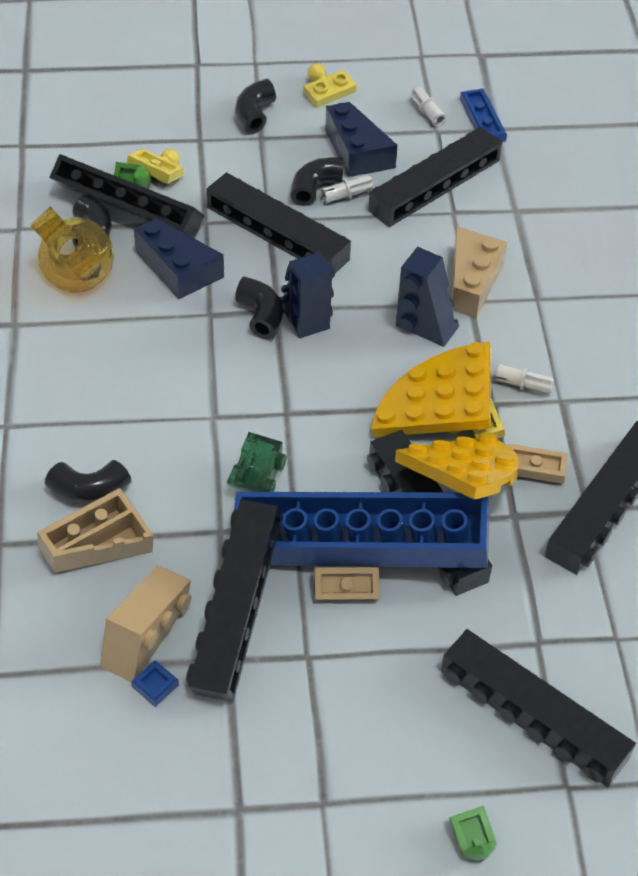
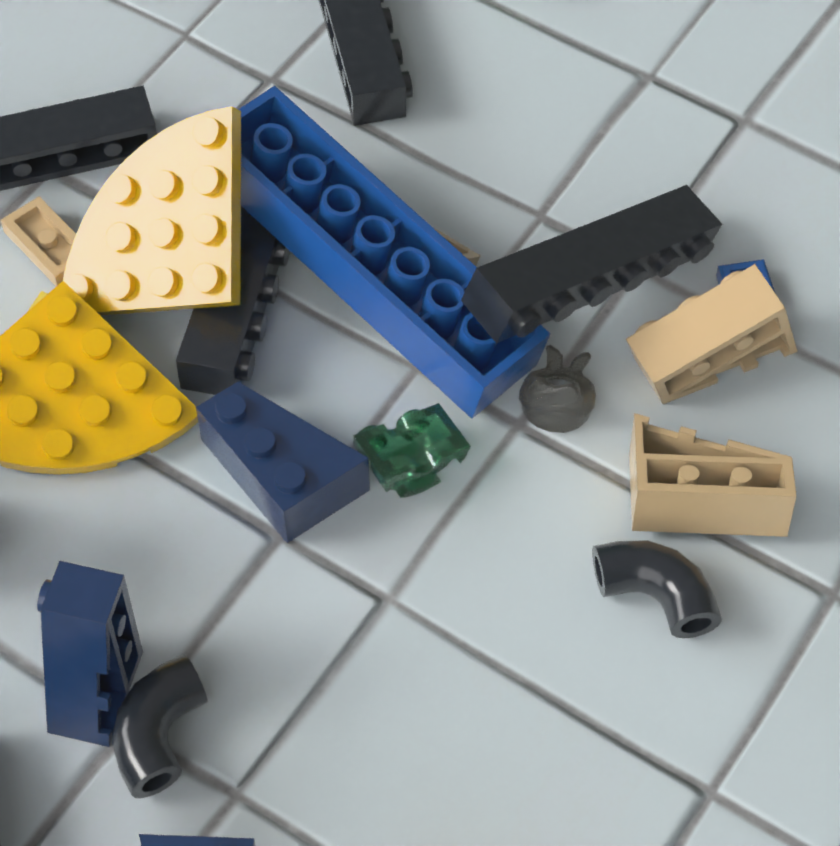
camera: 140 degrees left, 5 degrees up
(209, 533) = (558, 406): none -> clear smoke piece
(316, 426) = (281, 460): none -> dark blue wedge

